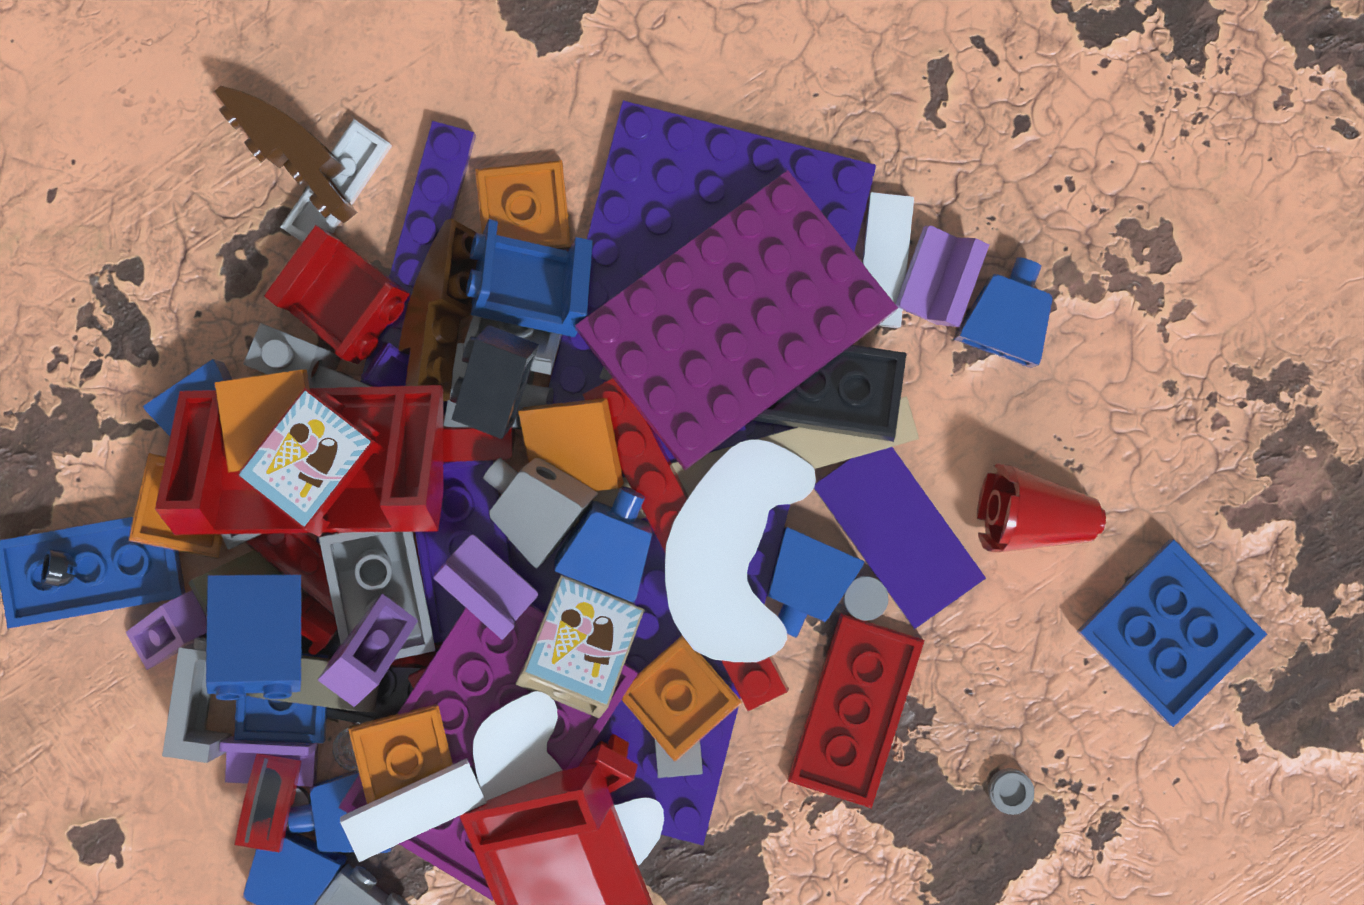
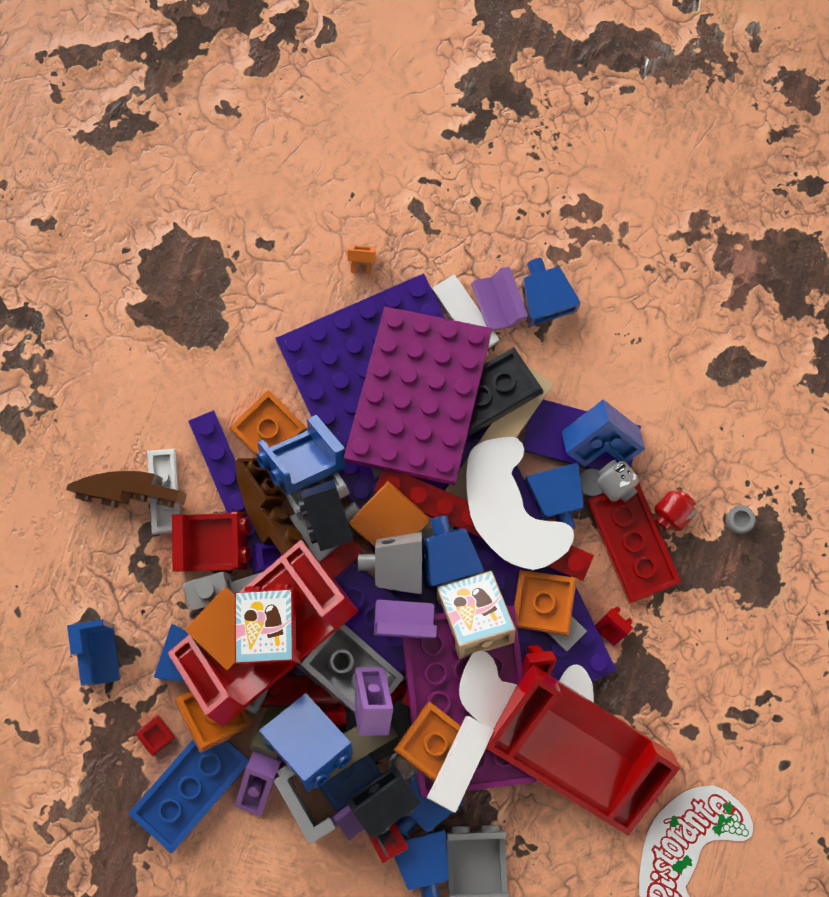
camera: 45 degrees left, 10 degrees down
(55, 568) = (173, 798): black hinge -> none
(98, 474) = (155, 735): none -> red tile
(100, 318) = (95, 650): none -> blue panel
(288, 777) = (383, 802): none -> black brick
(742, 792) = (613, 626): none -> red tile
(817, 78) = (361, 254): none -> orange tile
(895, 625) = (618, 481): none -> light grey head
(929, 549) = (600, 431): none -> blue panel
(937, 716) = (675, 510): none -> red head
(1034, 512) = (636, 375): red cone -> none
(1171, 632) = (749, 381): blue plate -> none

